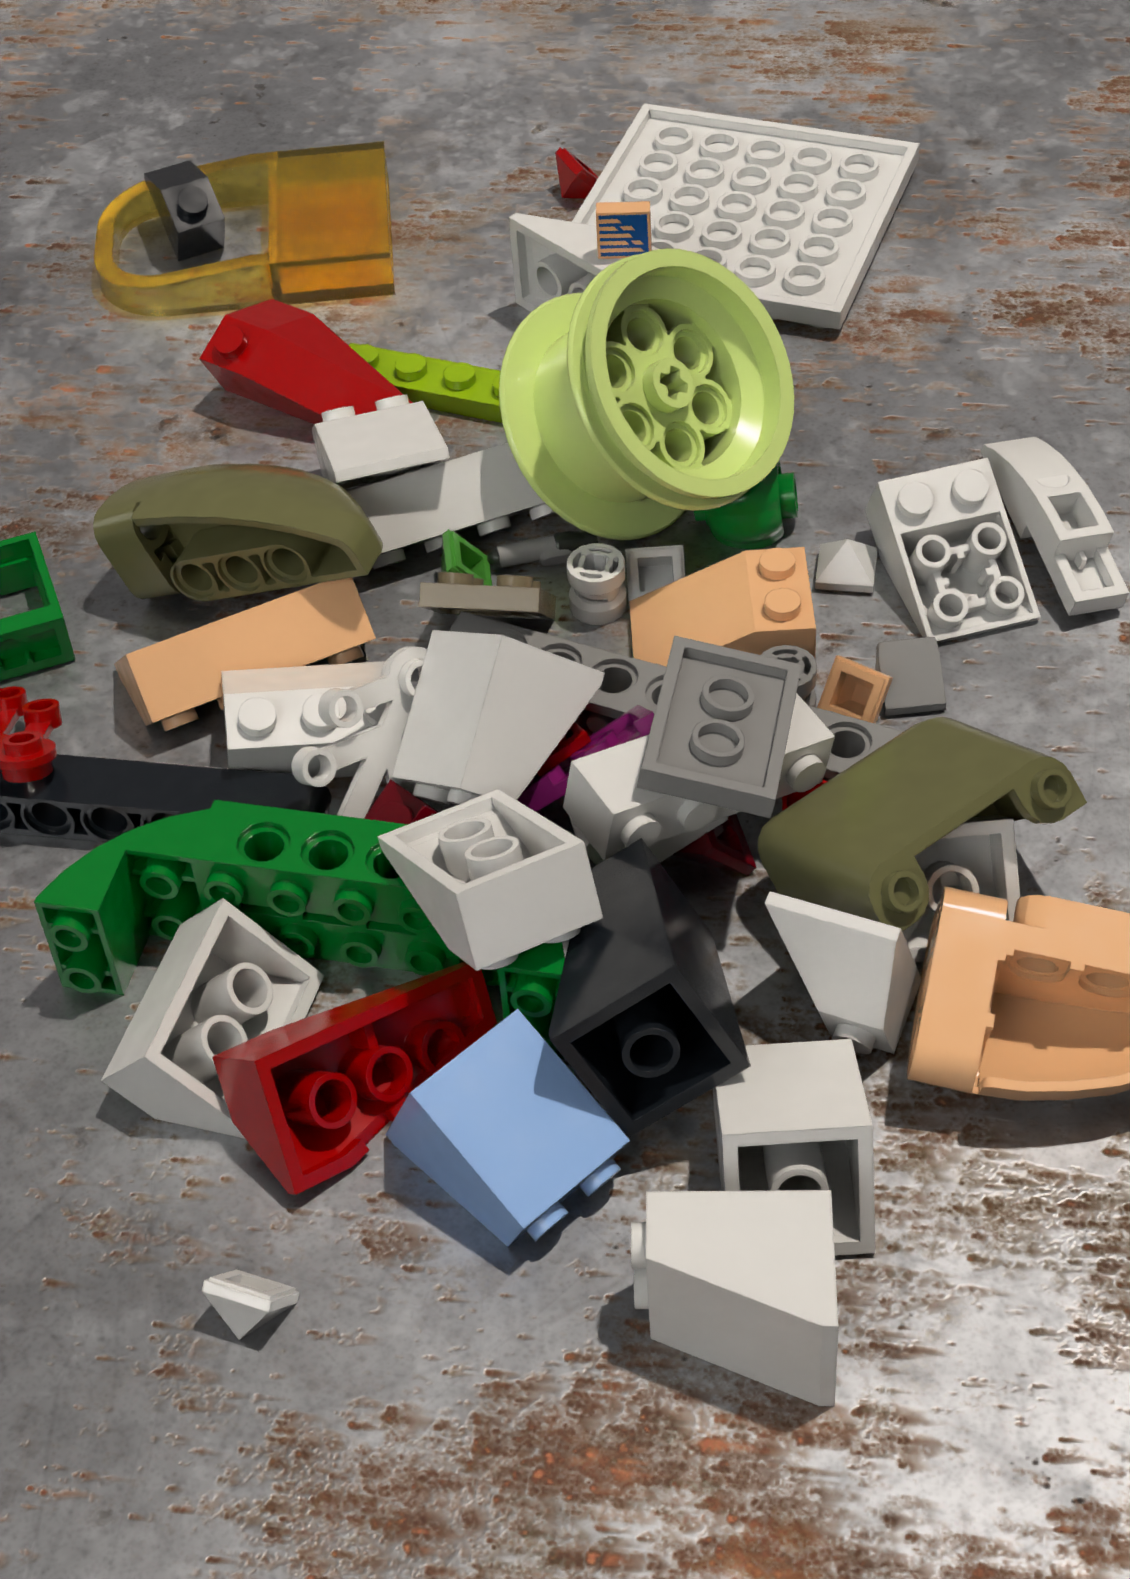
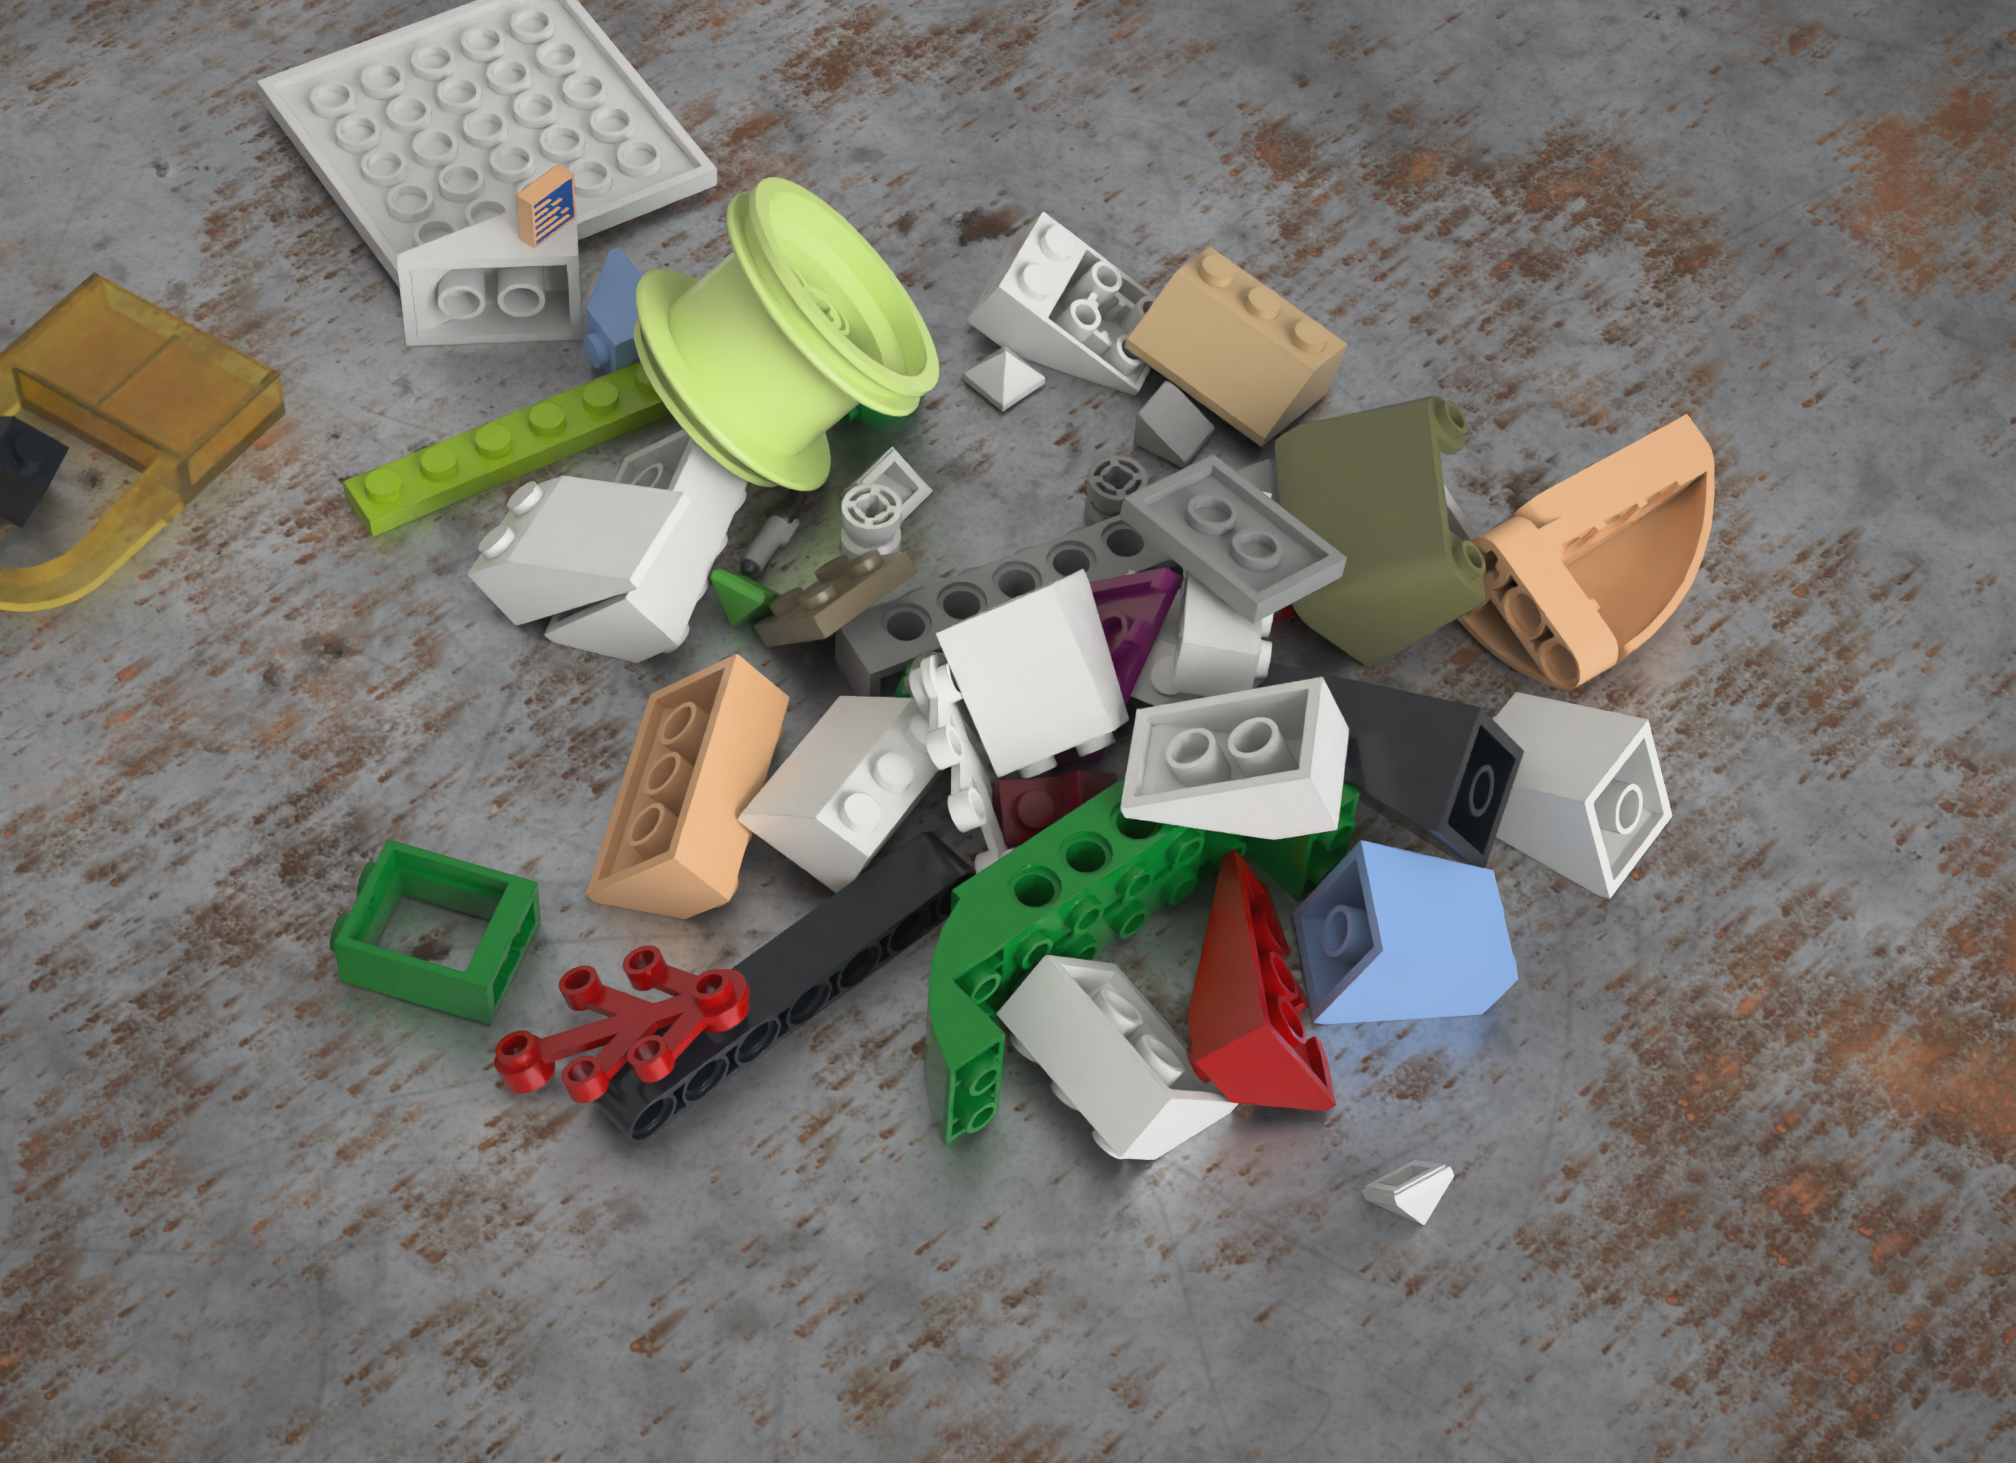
camera: 60 degrees left, 5 degrees up
(233, 532) = (588, 689): olive panel -> none
(291, 363) = (353, 533): red wedge -> none
(574, 176) = (295, 192): red slope -> none
(738, 604) = (1004, 479): light nougat slope -> none
(744, 1283) = (1686, 885): white slope -> none
(852, 969) = (1462, 652): white slope -> none
(855, 690) = (1161, 455): light nougat slope -> none
(1023, 652) = (1237, 346): none -> tan slope
(1064, 520) = (1105, 217): white slope -> none

